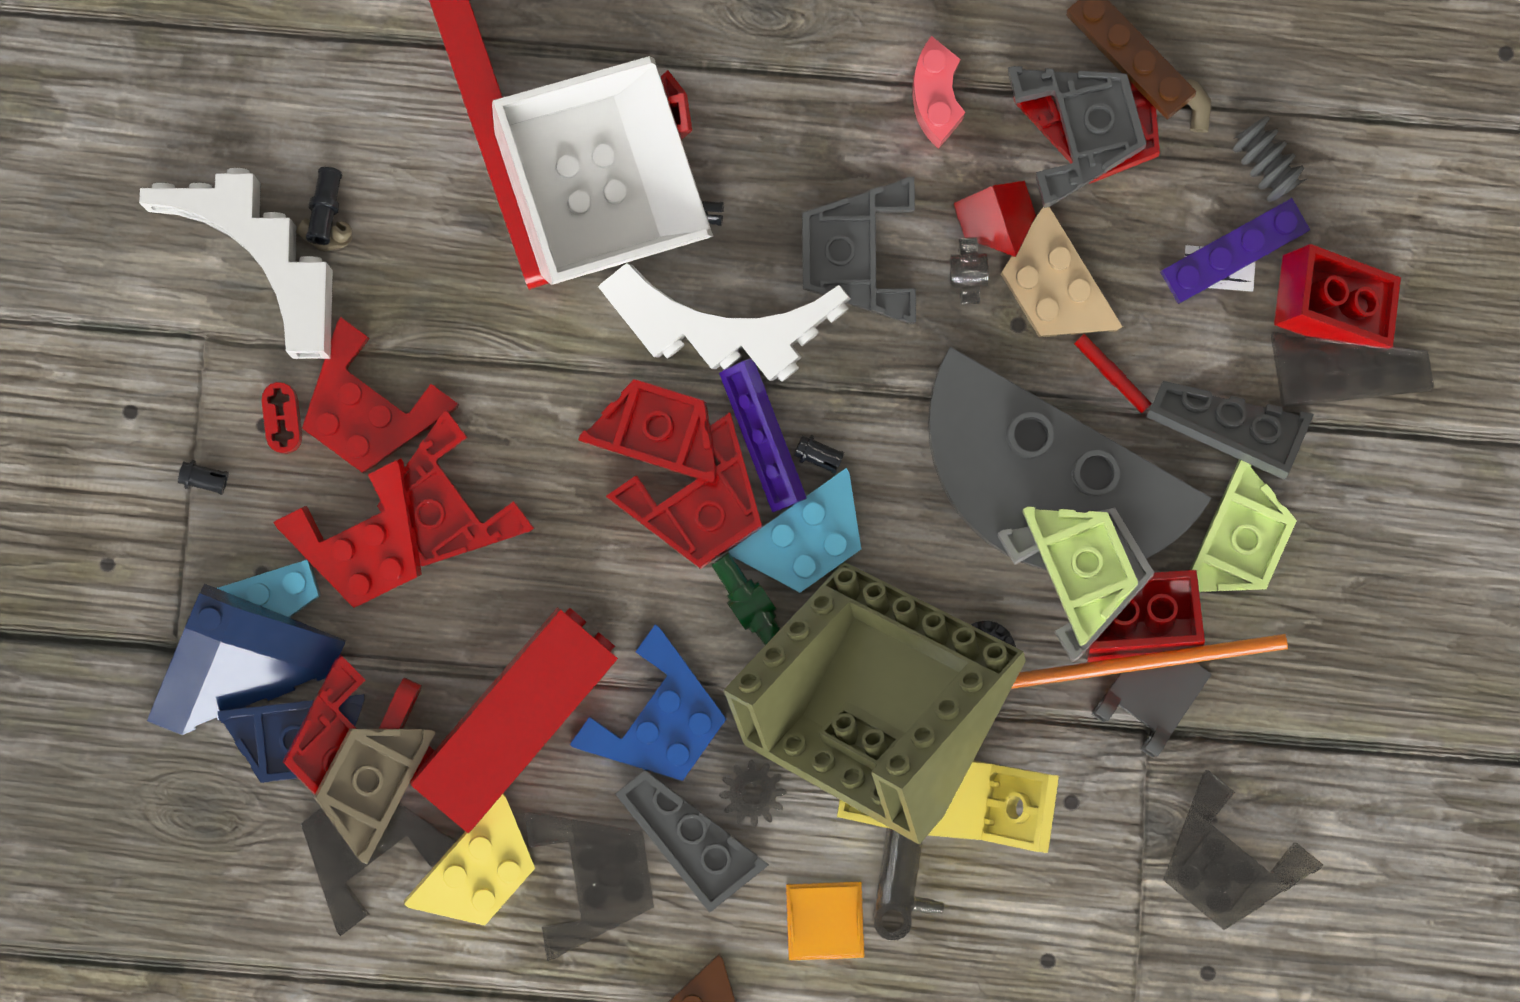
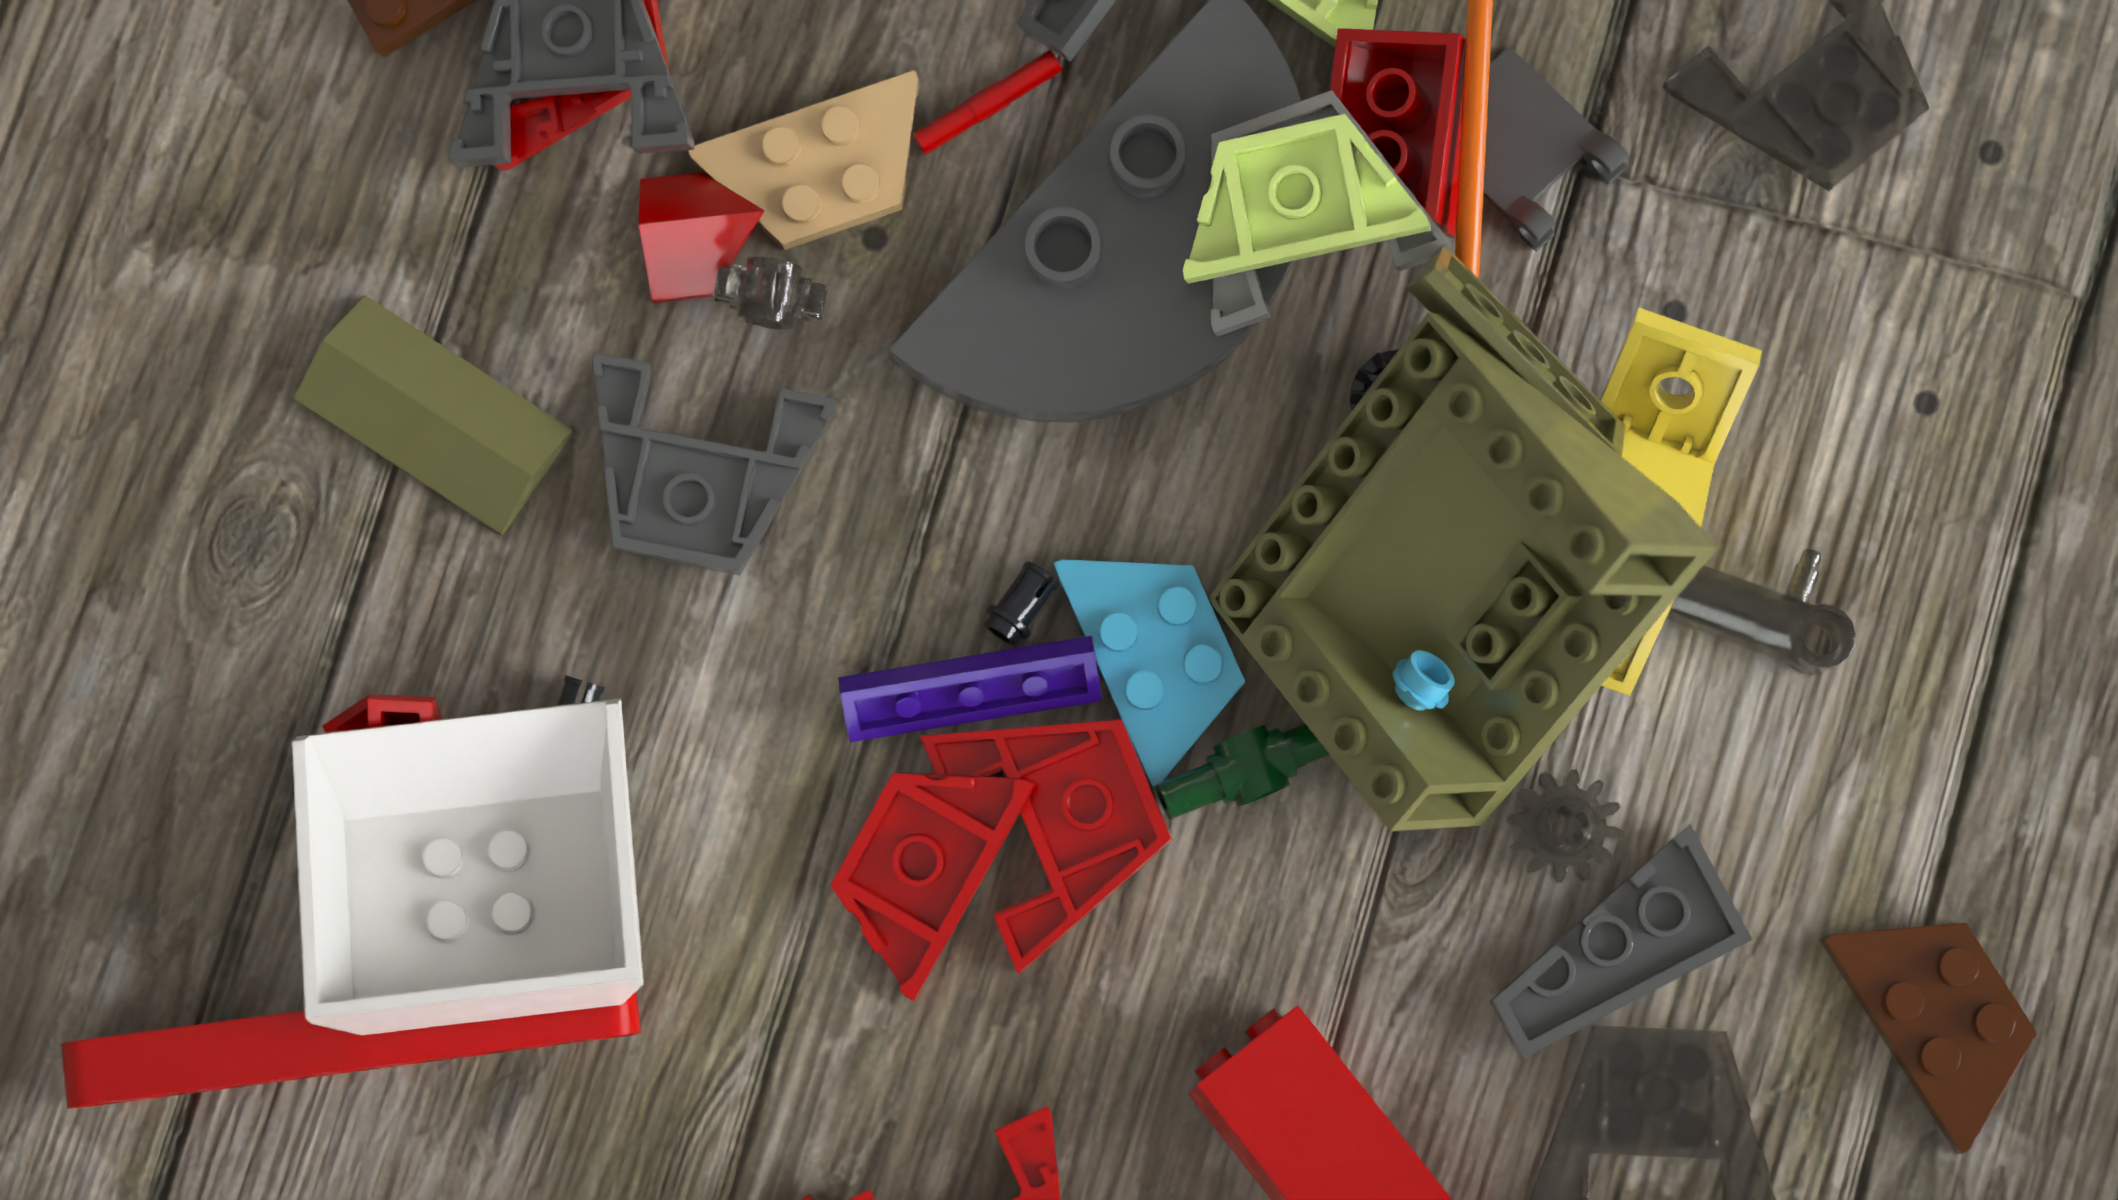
camera: 75 degrees left, 5 degrees down
(672, 725) = (1426, 941): blue wing -> none
(767, 340) = (746, 813): white arch -> none
(816, 693) = (1423, 681): none -> medium azure plate
(825, 920) = (1797, 752): light orange piece -> none
(860, 91) = (431, 413): none -> olive slope
(933, 92) = (462, 292): coral brick -> none
(1020, 707) = (1453, 290): none -> olive slope

